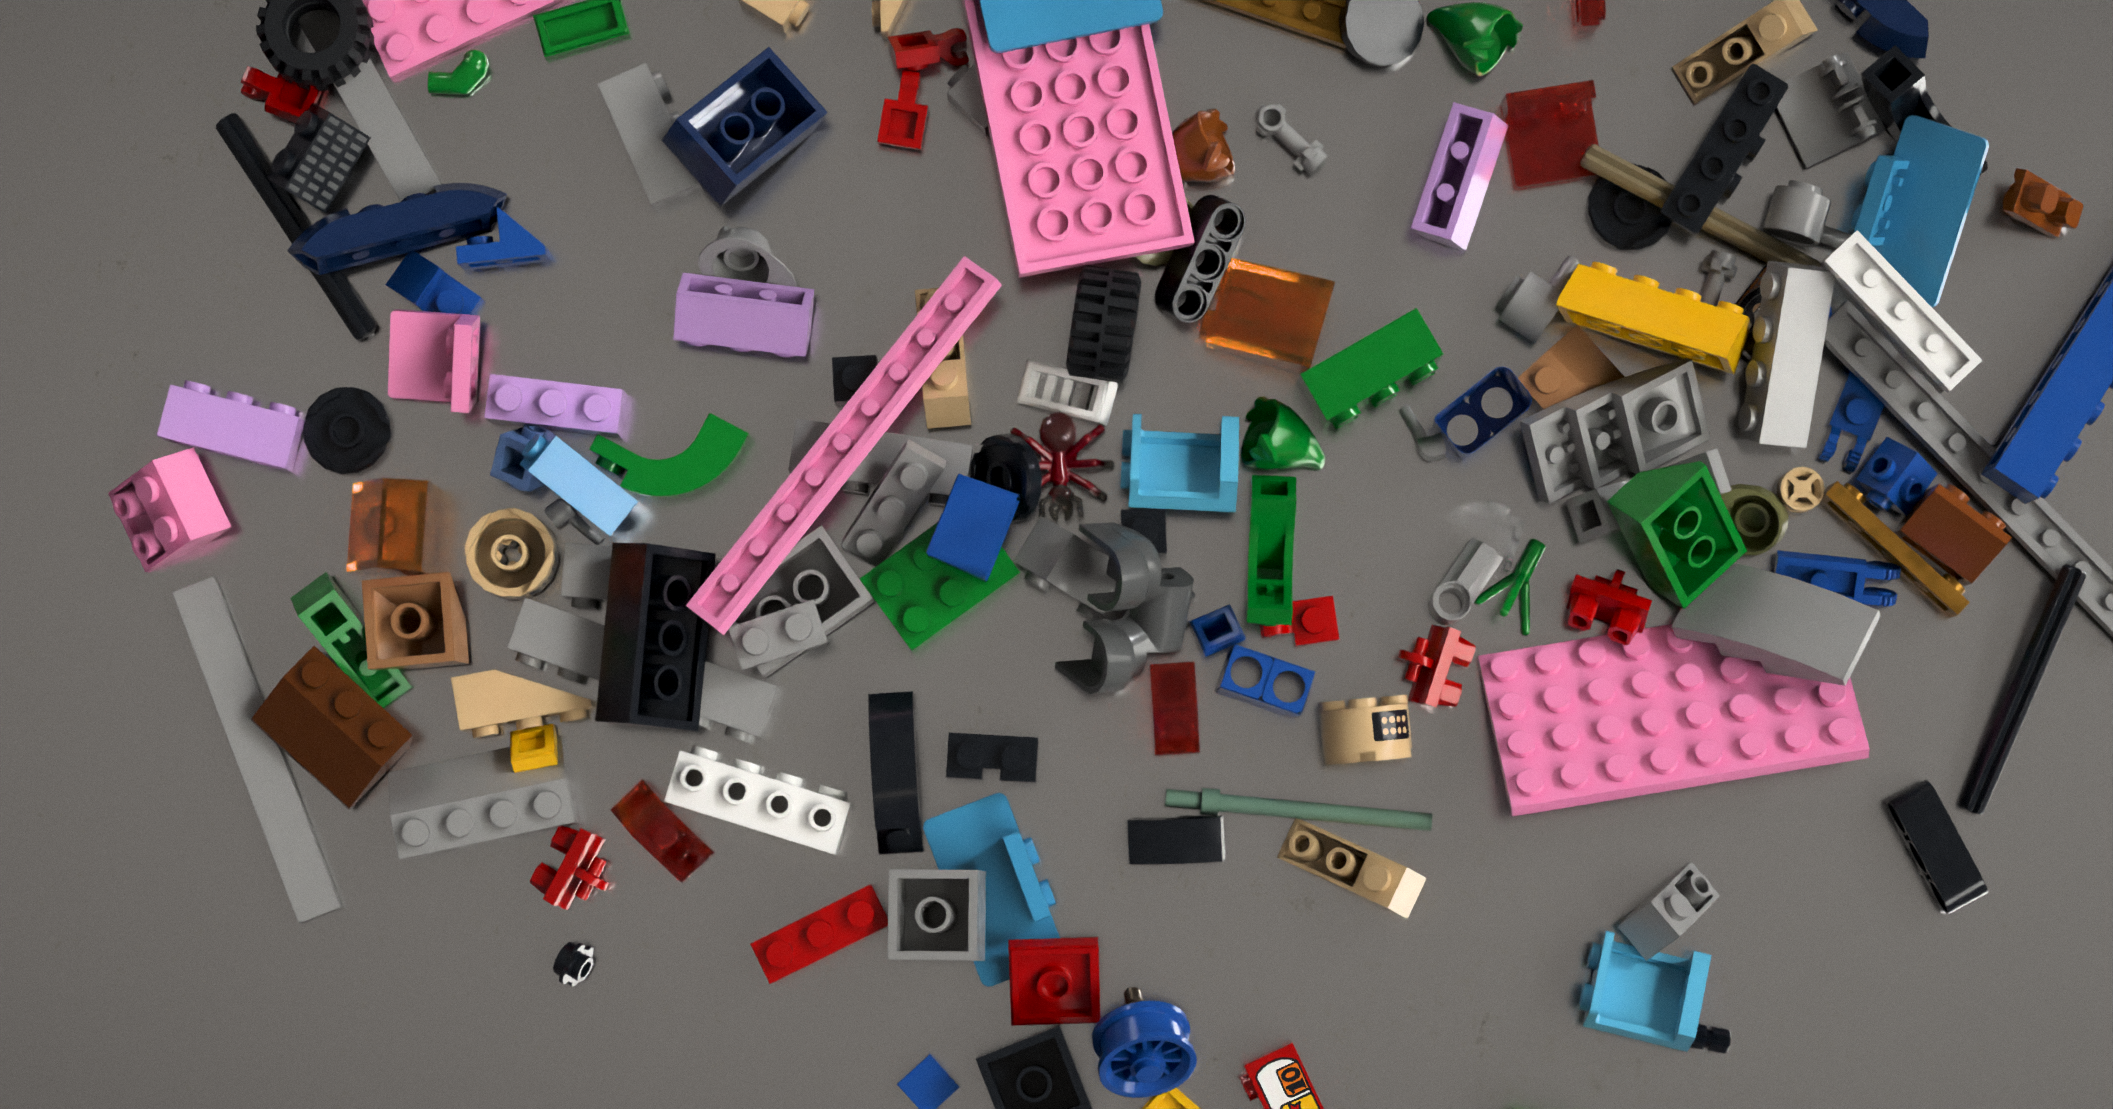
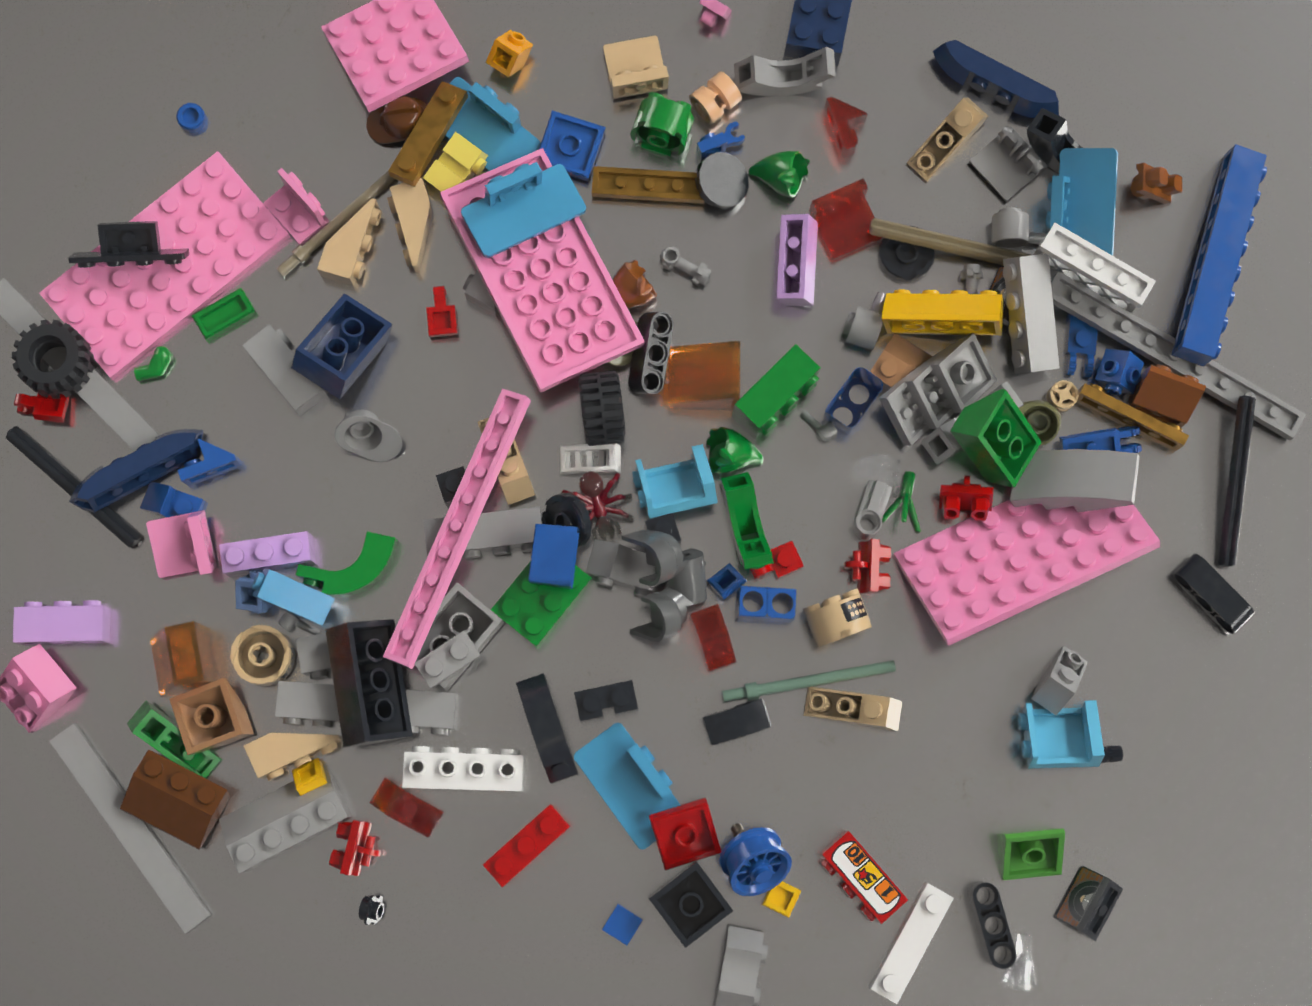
camera: 25 degrees left, 5 degrees down
(318, 157) = (75, 438): black brick -> none
(347, 430) = (138, 606): black tile -> none
(743, 315) = (372, 465): lavender brick -> none
(893, 503) = (499, 556): light grey plate -> none
(922, 48) = (440, 272): red plate -> none
(936, 915) = (598, 812): light grey brick -> none
(1724, 149) = (955, 199): black bracket -> none

